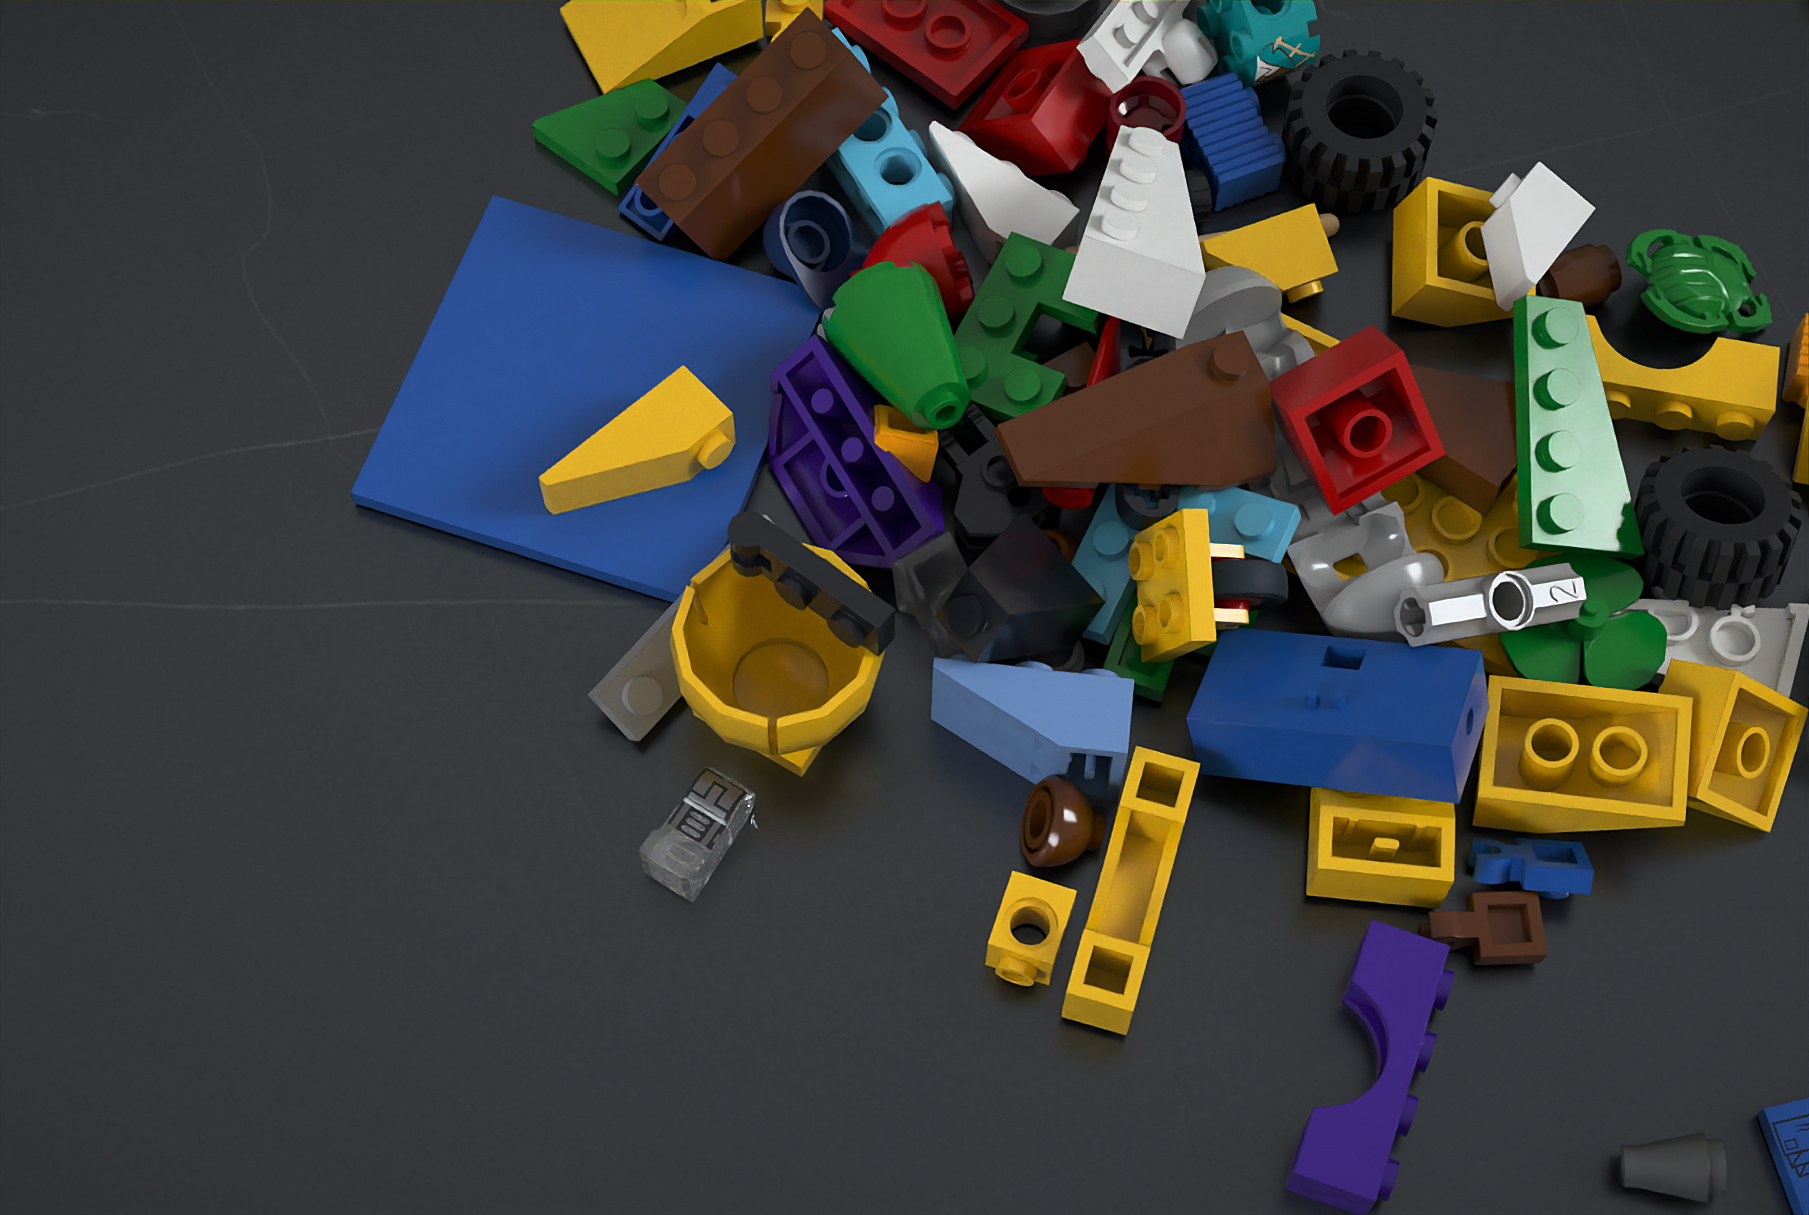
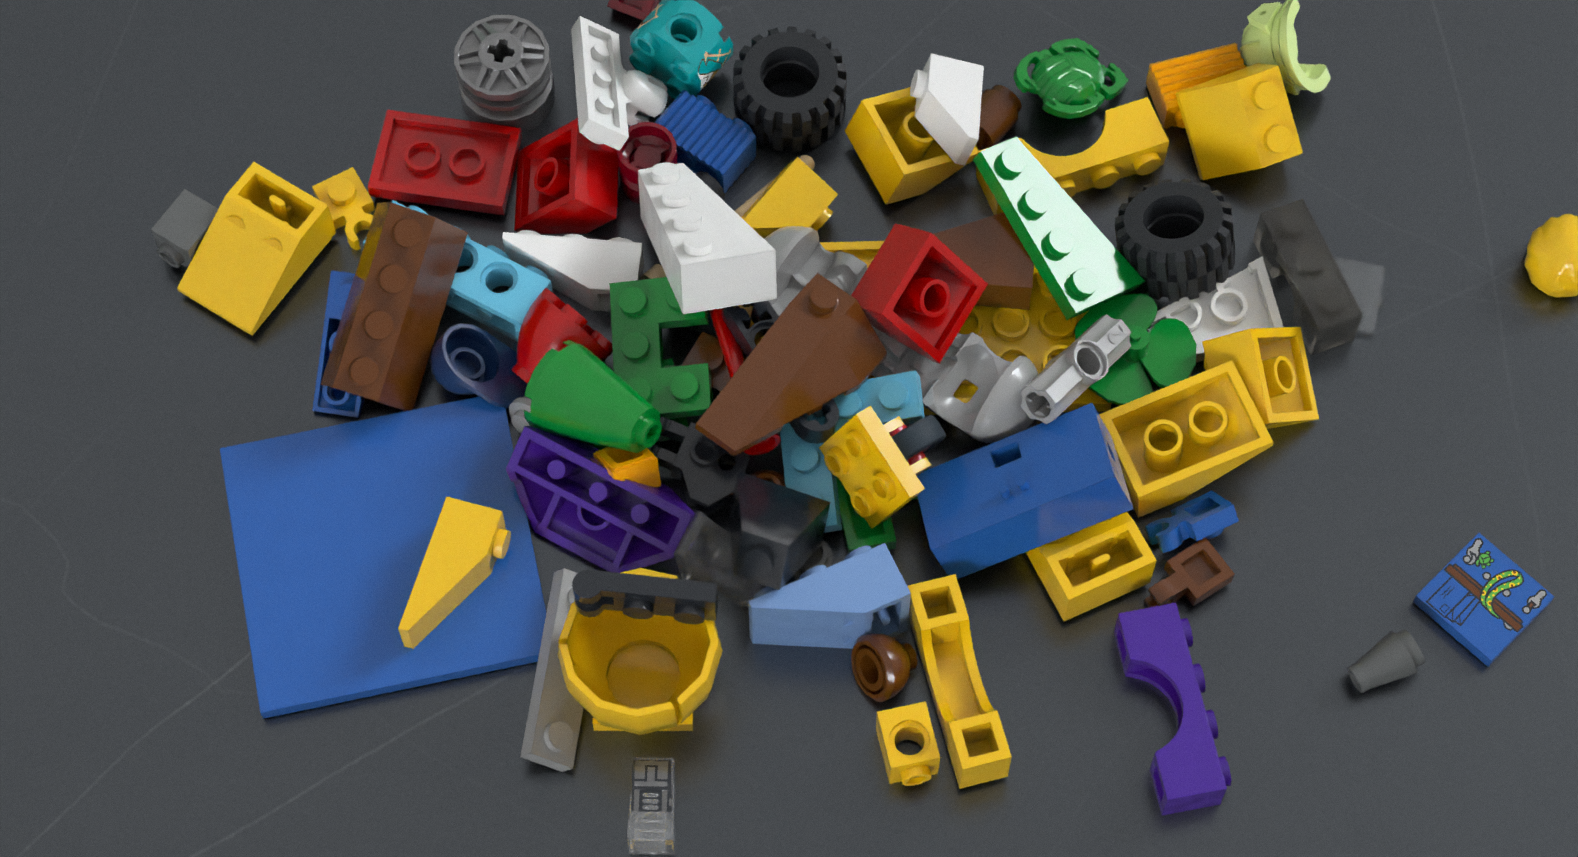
camera: 30 degrees left, 0 degrees up
(612, 133) = (276, 356): green wing -> none

